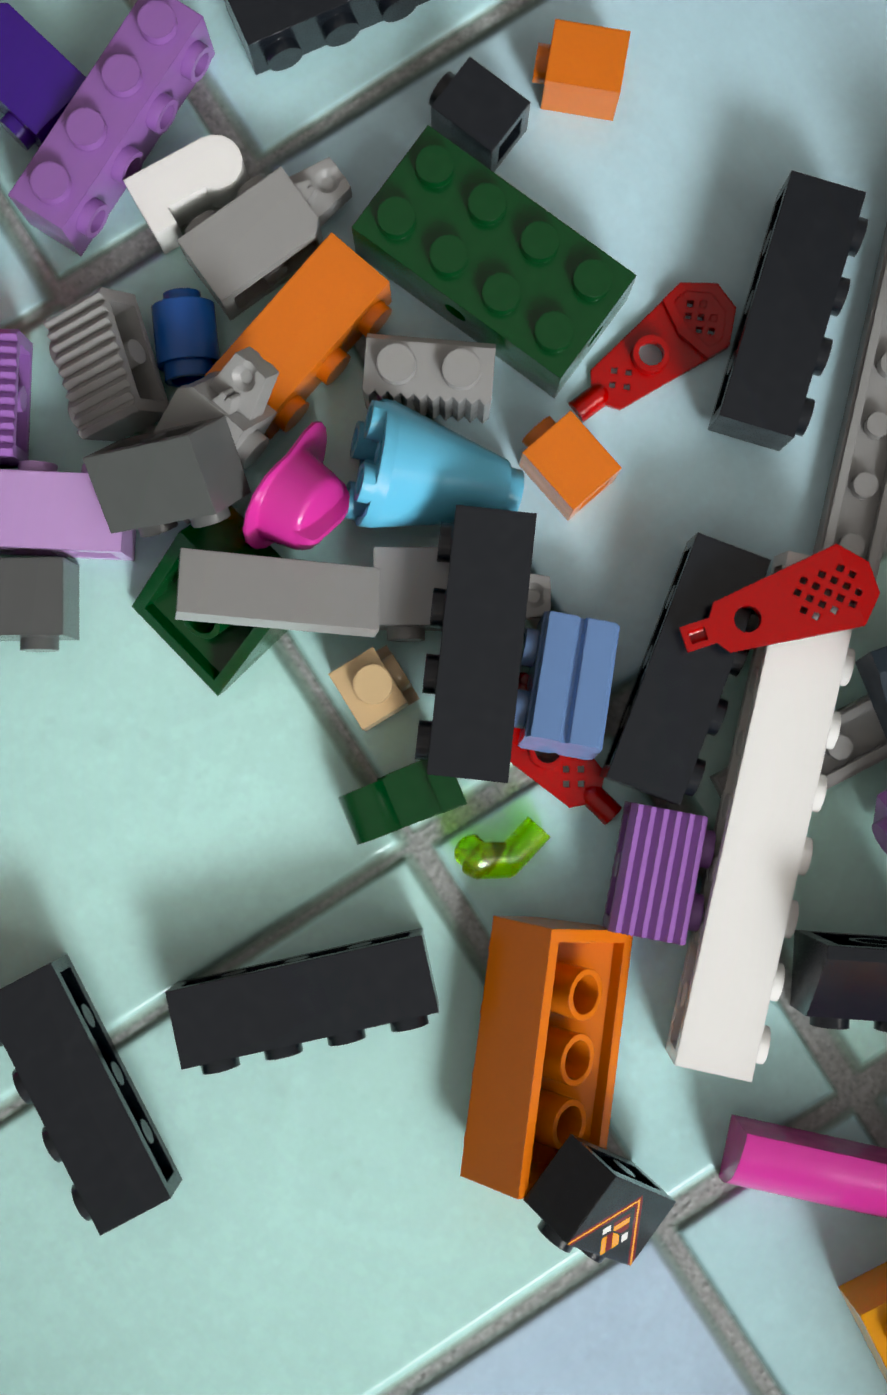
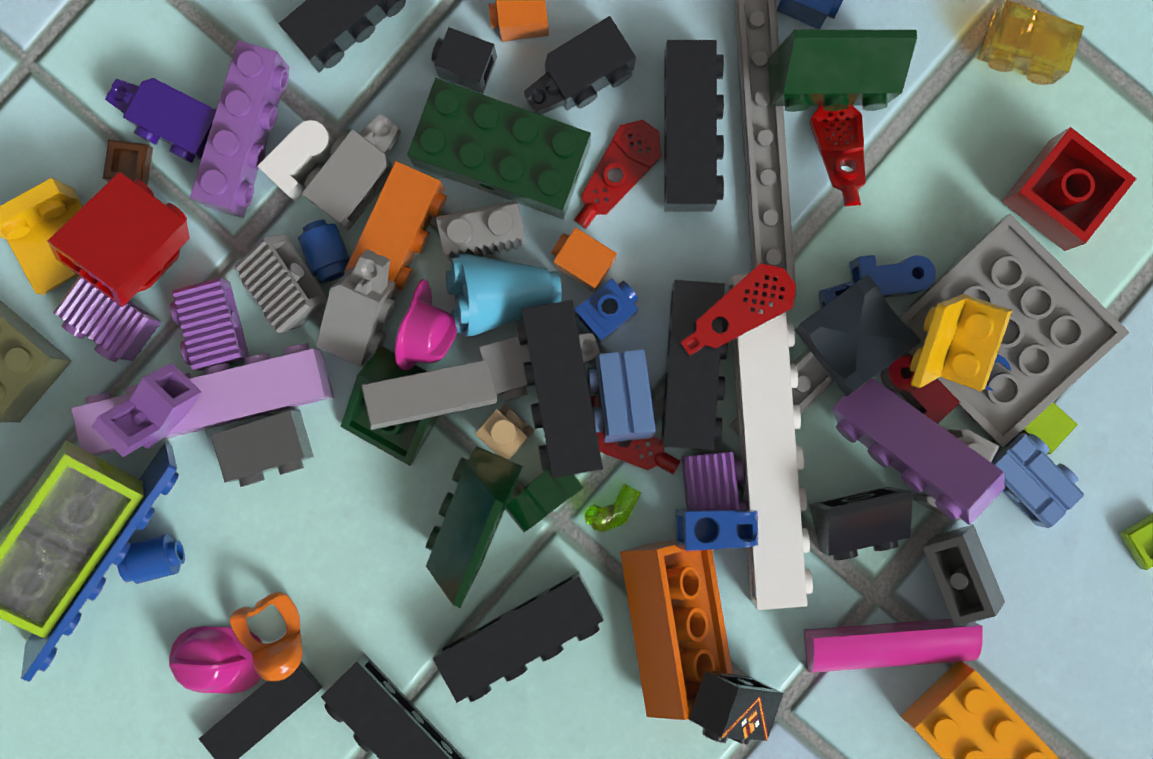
camera: 10 degrees left, 0 degrees up
(168, 478) = (341, 343): dark grey brick -> none
(282, 802) = (470, 521): none -> dark green slope
(565, 565) = (604, 324): none -> blue brick
(649, 924) = (715, 529): none -> blue leg
(651, 180) = (582, 69): none -> black hinge

